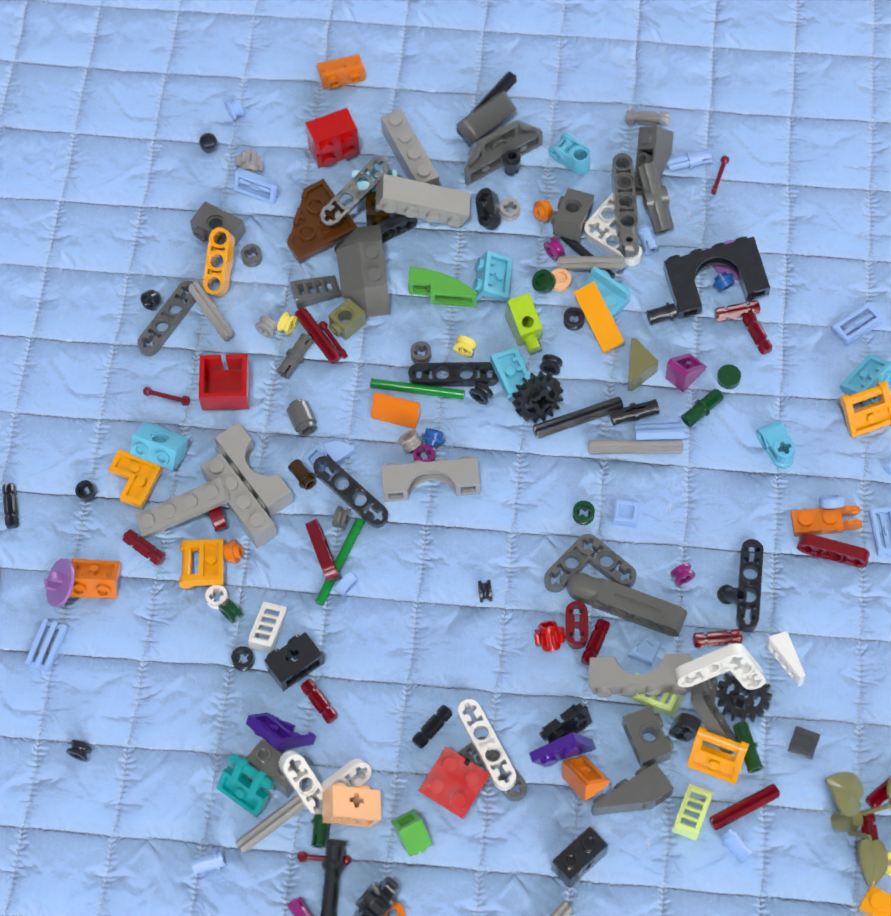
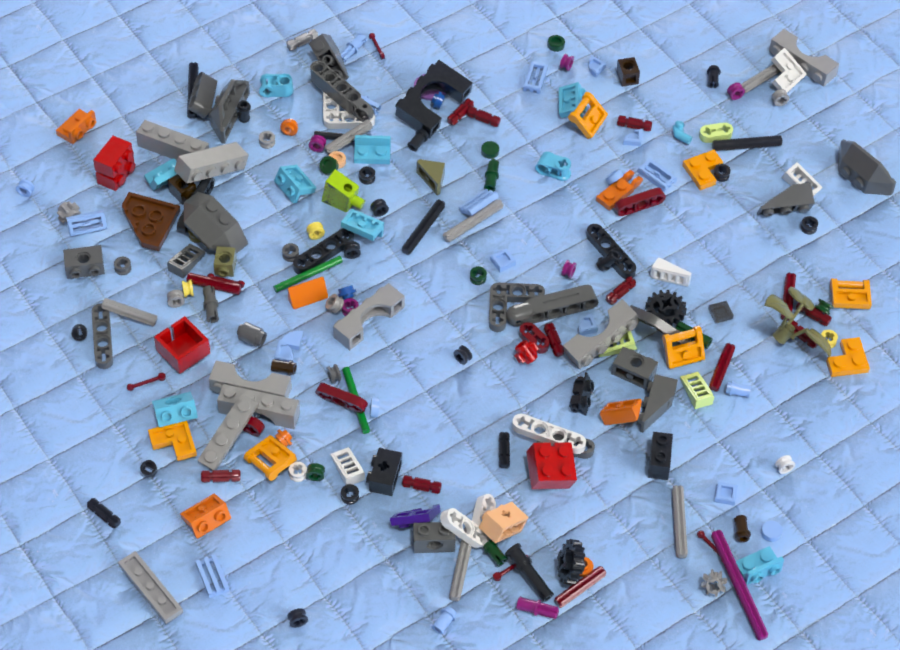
camera: 45 degrees left, 10 degrees down
(59, 582) = (188, 530): medium lavender piece -> none
(207, 139) = (24, 215): black hinge -> none
(224, 271) = (109, 269): light orange beam -> none
(243, 791) = (426, 564): teal plate -> none
(348, 493) = (326, 351): black beam -> none
(351, 189) = (164, 183): beam -> none
(411, 833) = (552, 511): bright green brick -> none
(441, 288) = (268, 207): bright green slope -> none
(484, 210) = (255, 143): black beam -> none
(537, 396) = (392, 226): black gear -> none
(561, 749) = (594, 406): dark purple wing -> none
(572, 214) = (311, 116): dark grey brick -> none
(599, 317) = (383, 163): light orange tile -> none
(634, 412) = (454, 202): black pin -> none
(655, 197) = (355, 76): dark grey piece -> none
(684, 370) = (462, 163): magenta slope -> none
(684, 727) = (652, 344): black beam -> none
(743, 667) = (653, 281): white beam -> none

